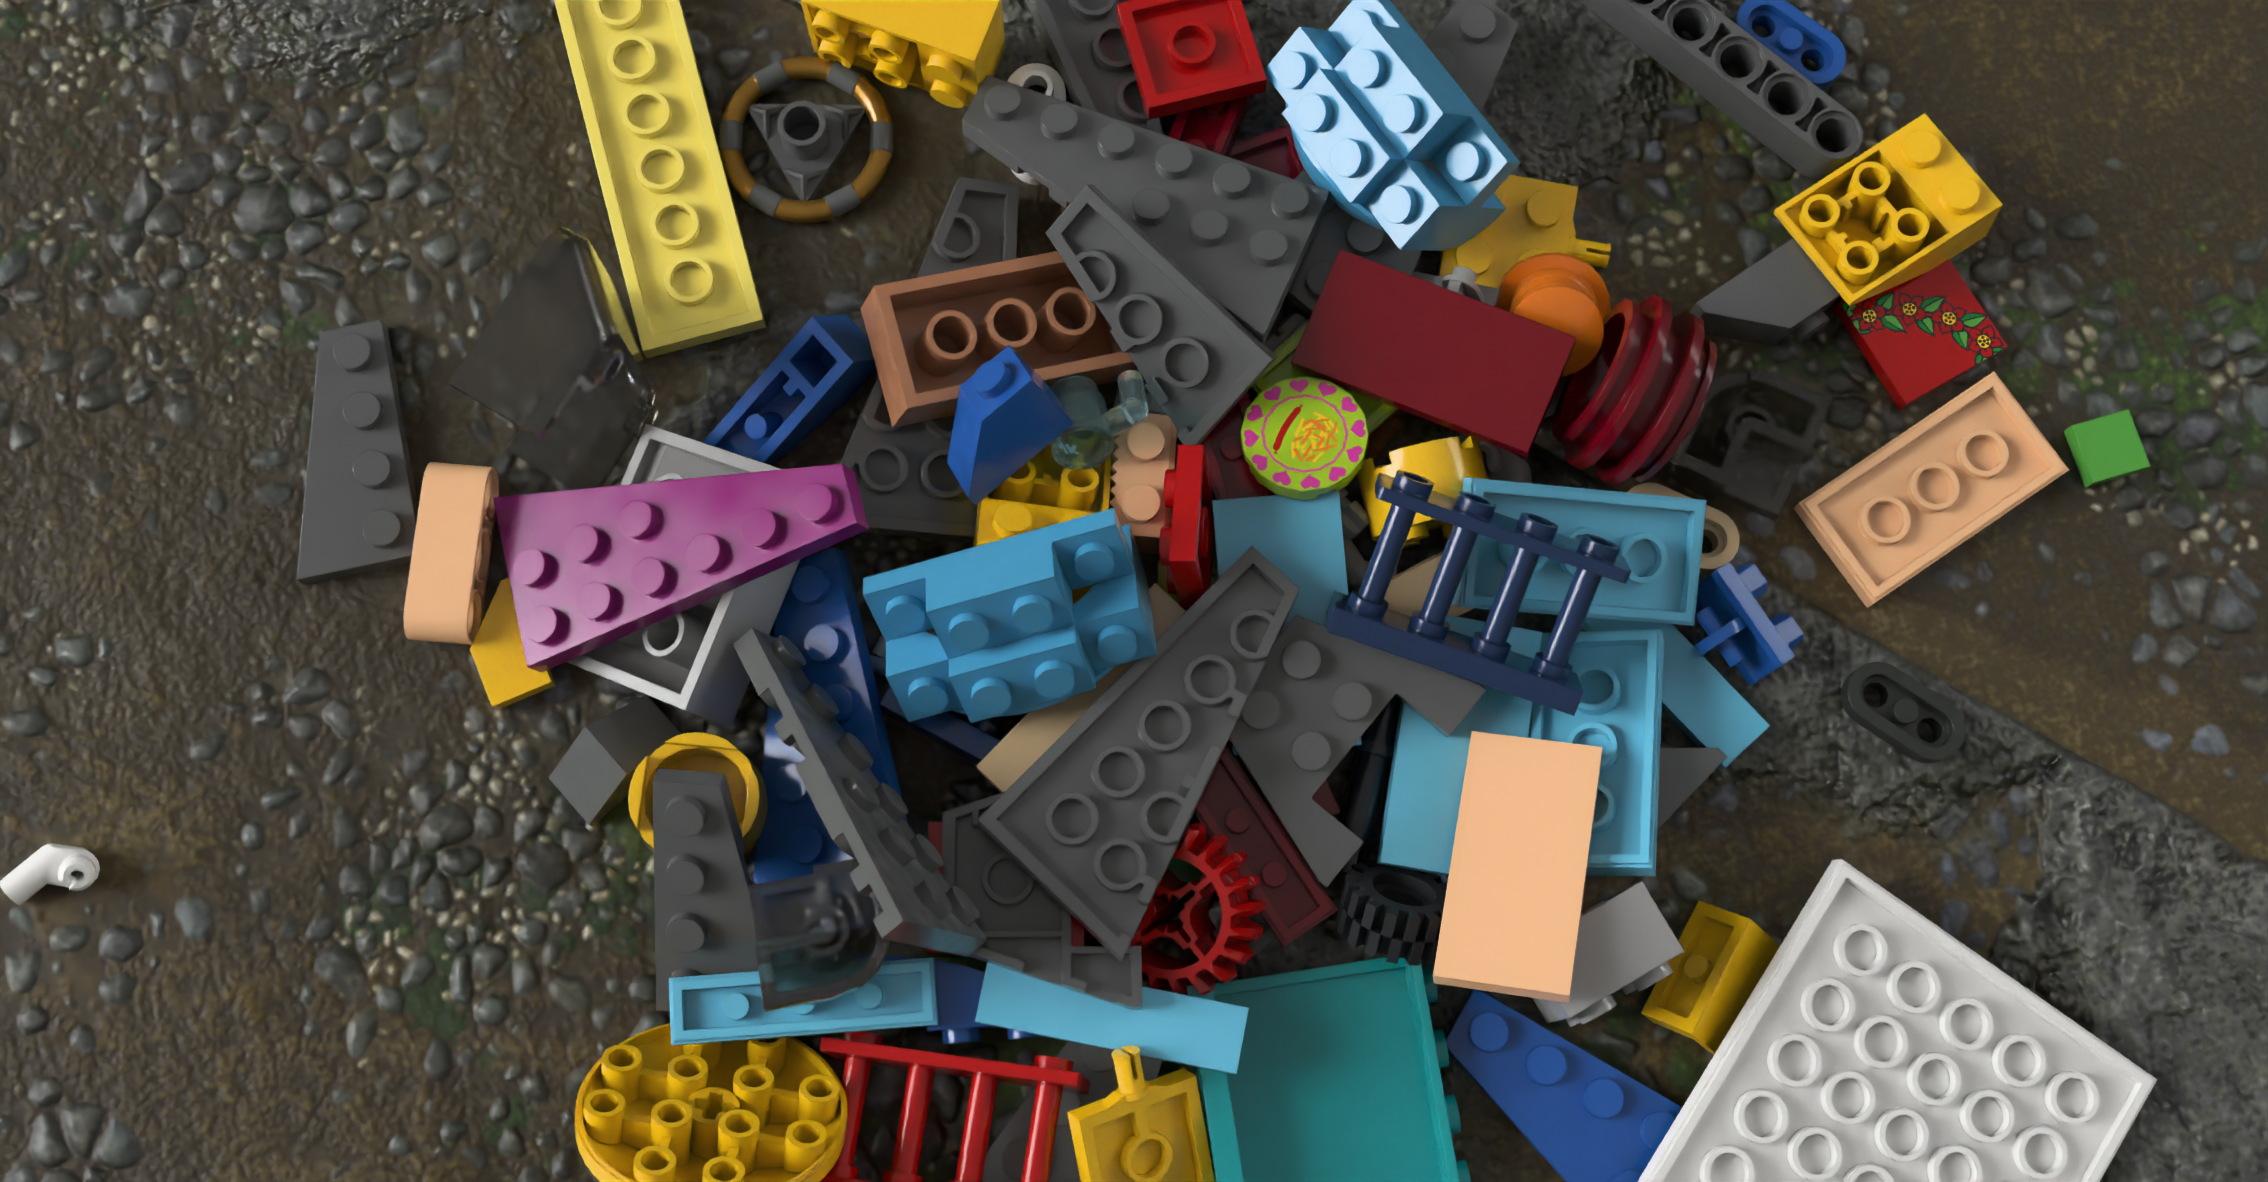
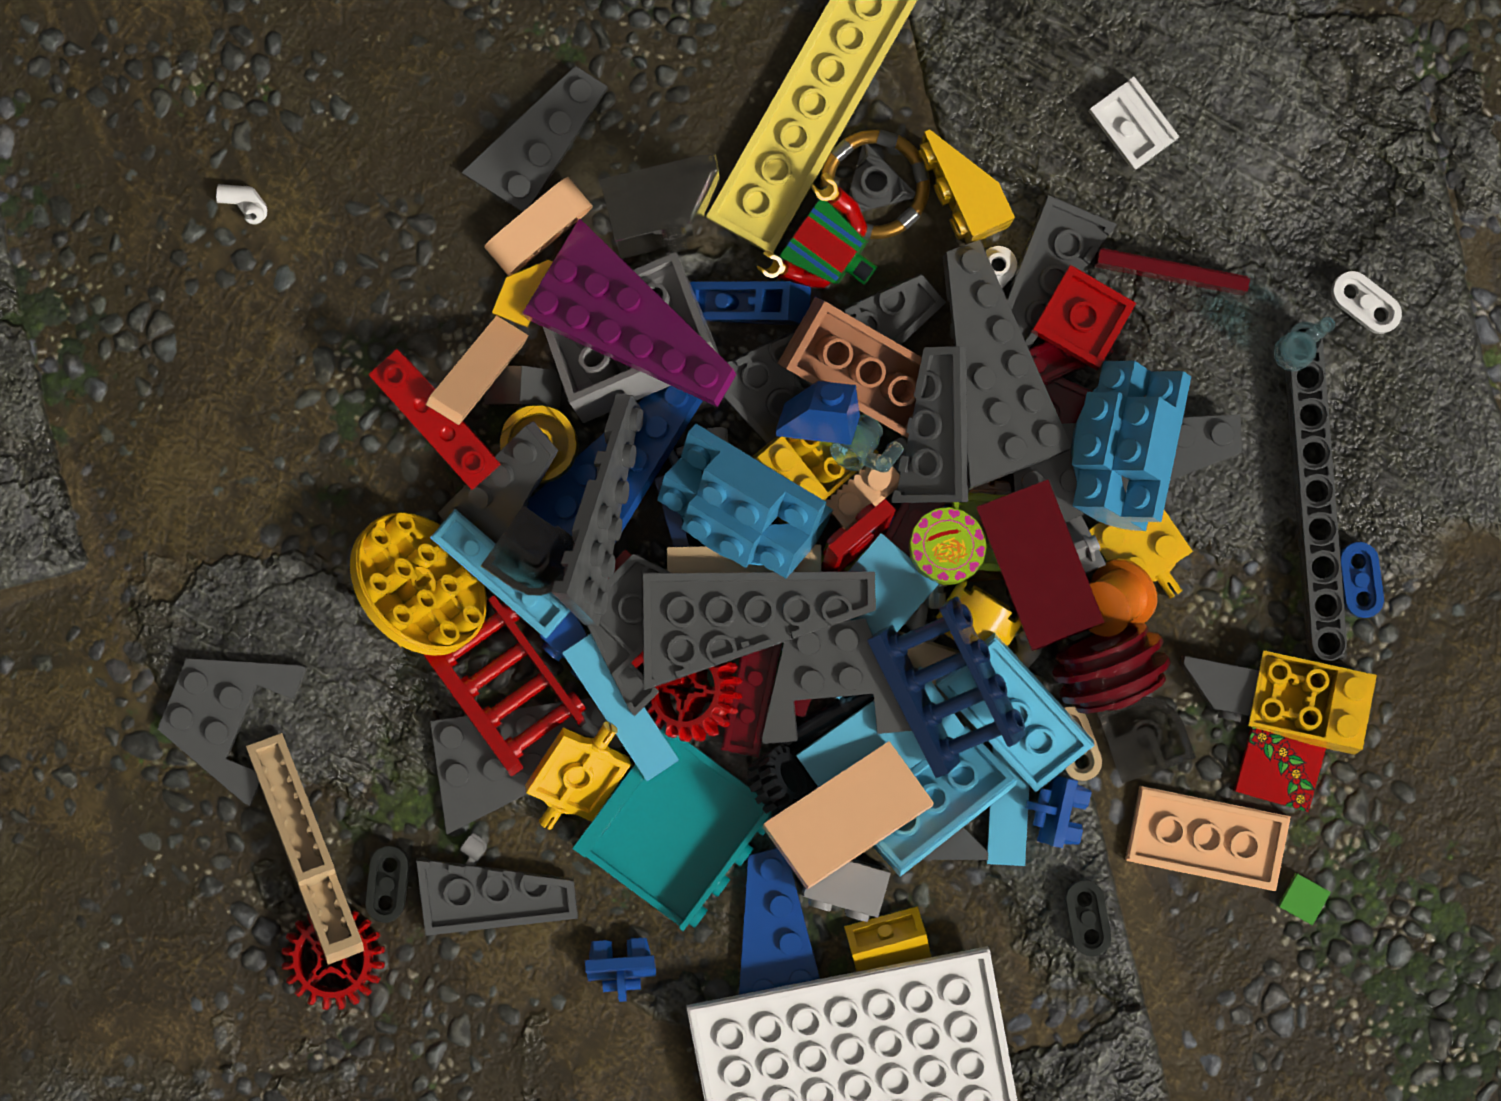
camera: 45 degrees right, 10 degrees up
(531, 784) = (477, 370): none -> light nougat tile
(531, 891) = (454, 442): none -> red fence
(812, 242) = (825, 243): none -> torso

